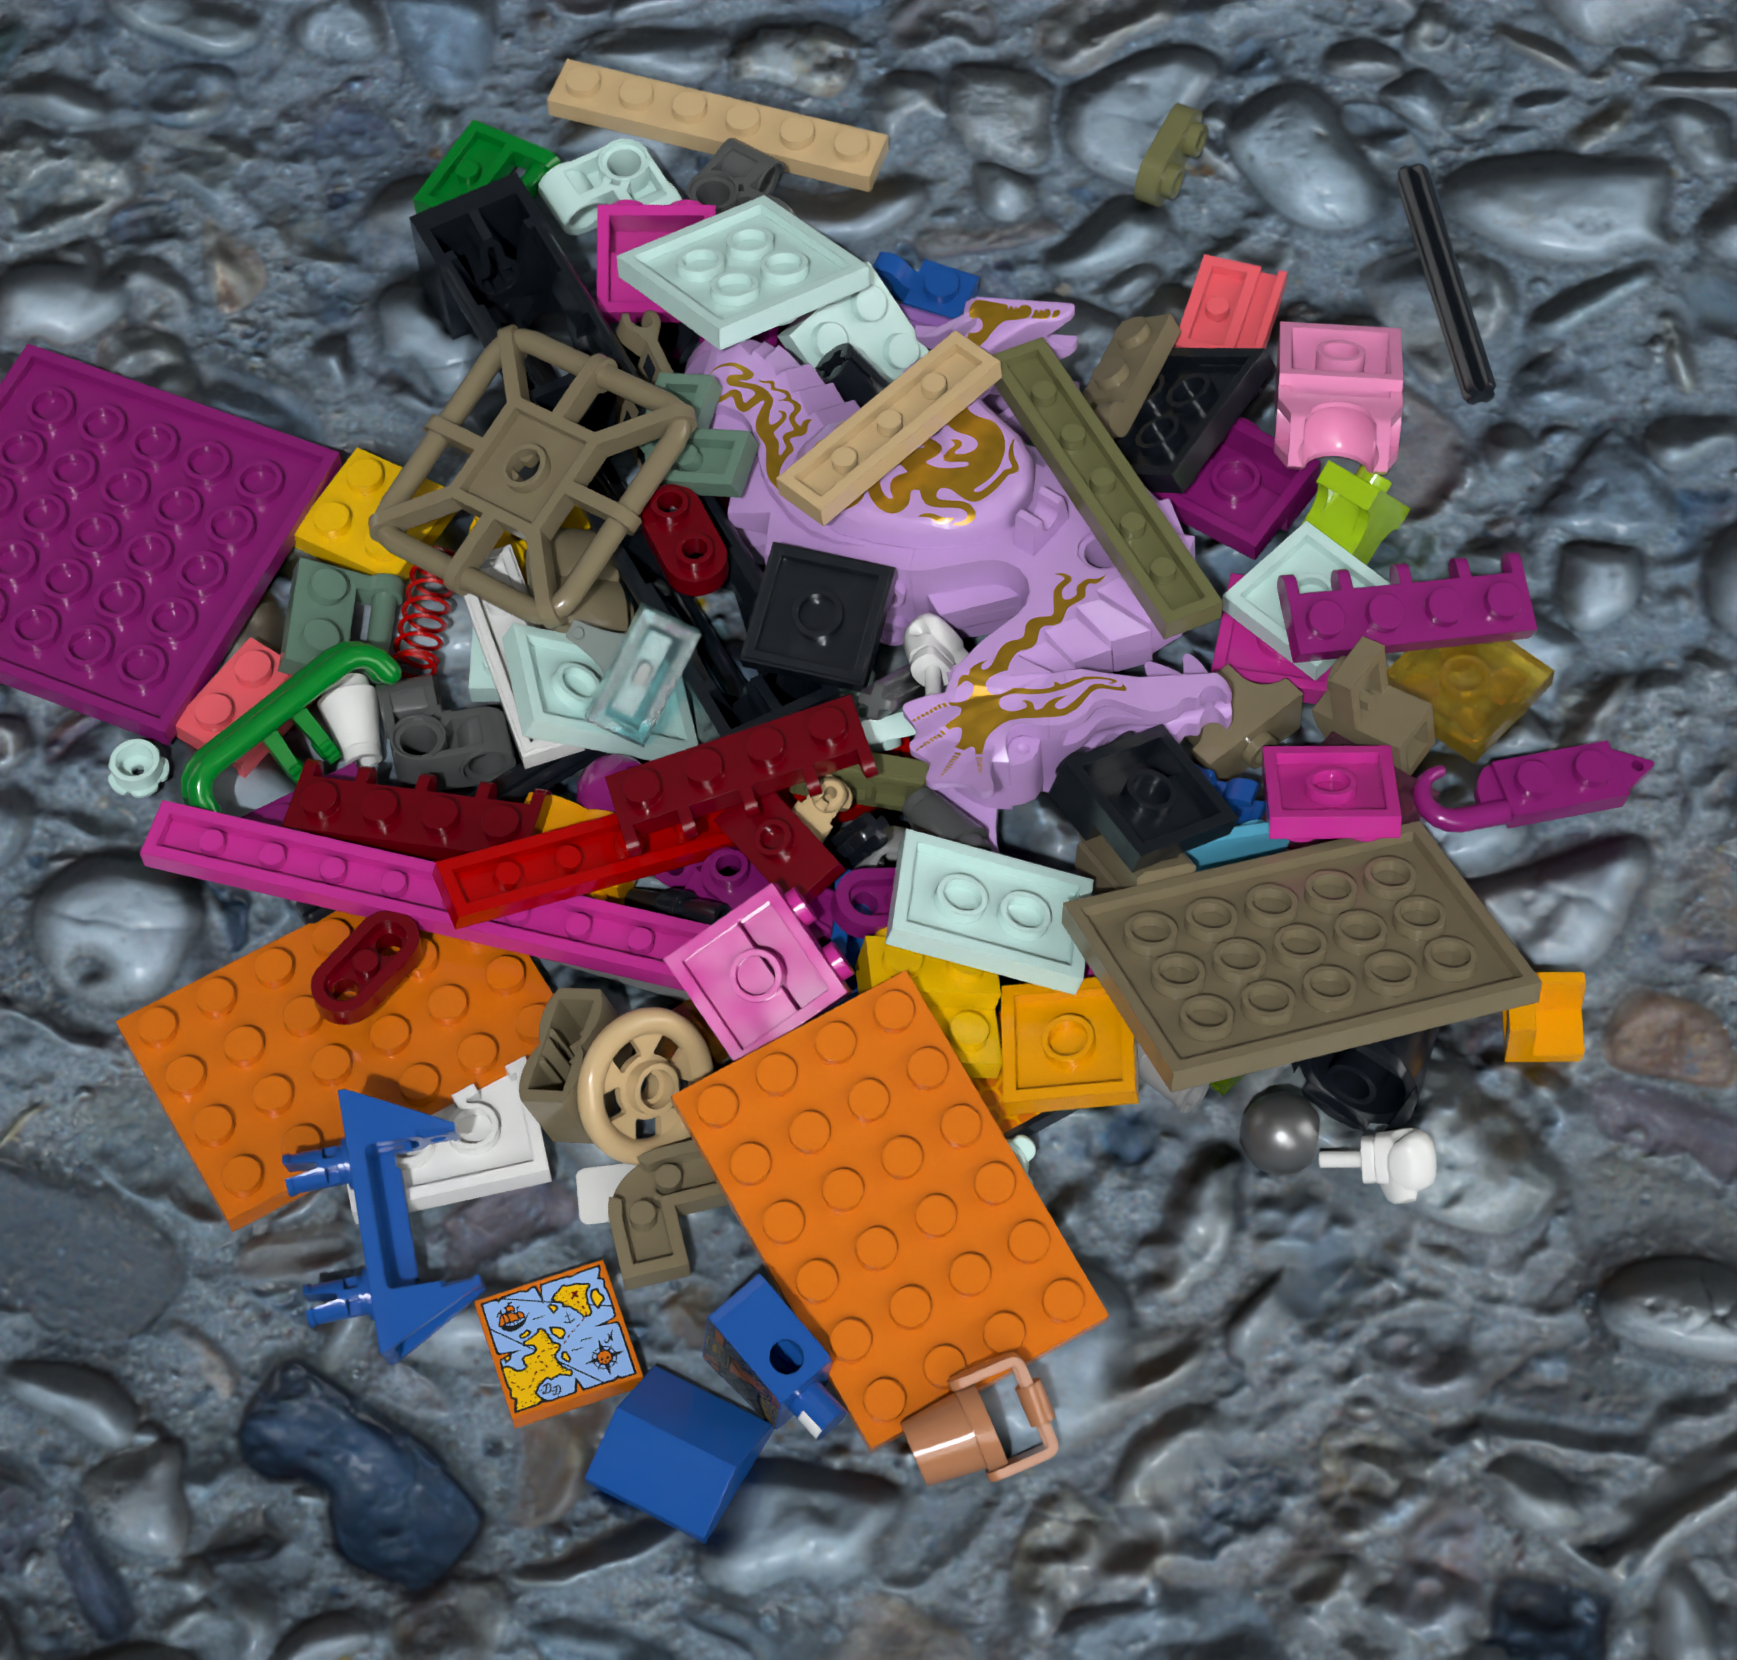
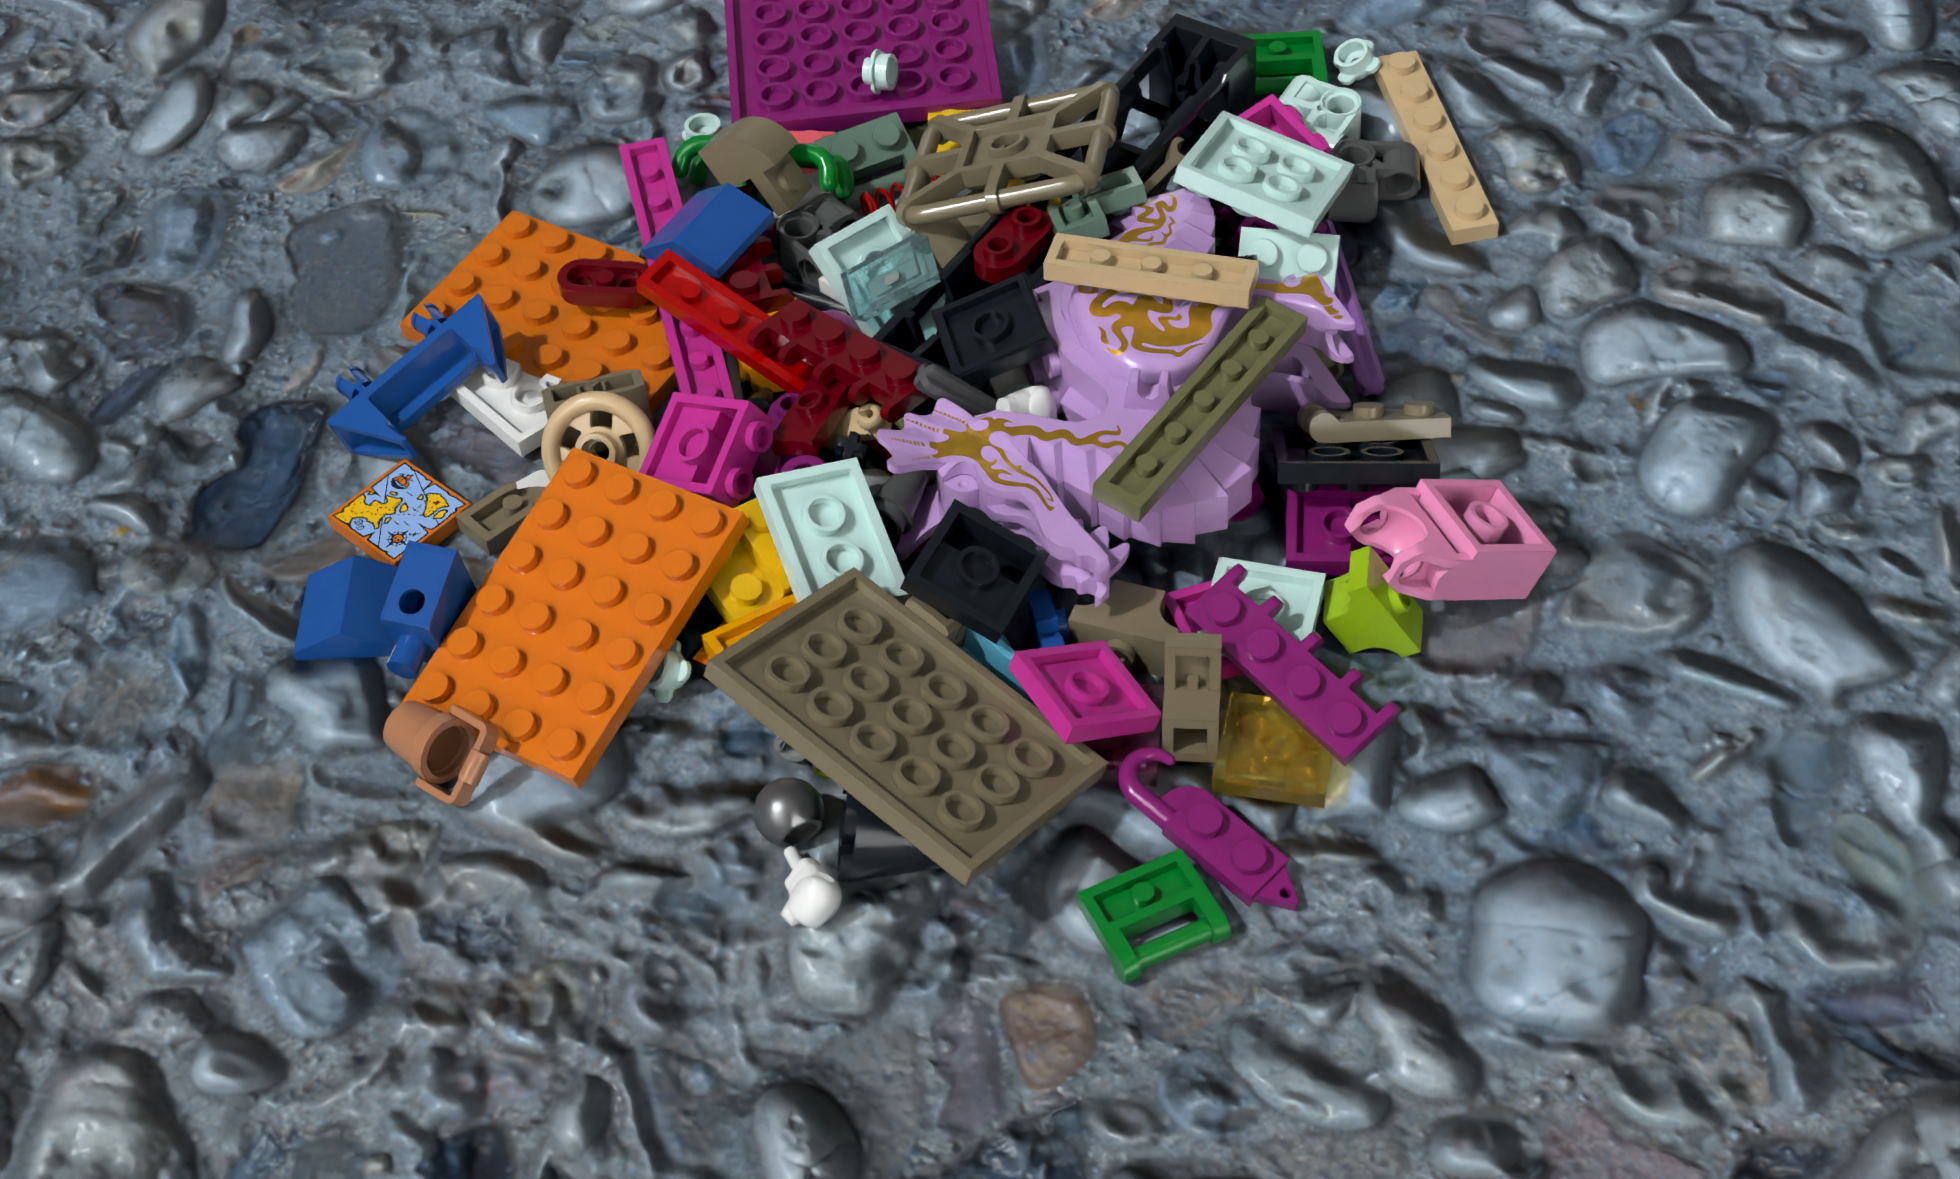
camera: 60 degrees right, 10 degrees down
(212, 540) = (880, 71): none -> light aqua plate
(309, 713) = (760, 152): none -> dark tan brick
(390, 820) = (712, 229): none -> blue slope
(535, 102) = (1355, 60): none -> light aqua plate
(932, 289) = (1386, 310): blue plate -> none
(1164, 163) = (1619, 368): olive plate -> none
(1231, 305) = (1518, 458): coral plate -> none
(1446, 284) = (1652, 579): black axle -> none
(1550, 1027) = (998, 928): light orange panel -> none
(1581, 883) = (1145, 900): none -> green plate

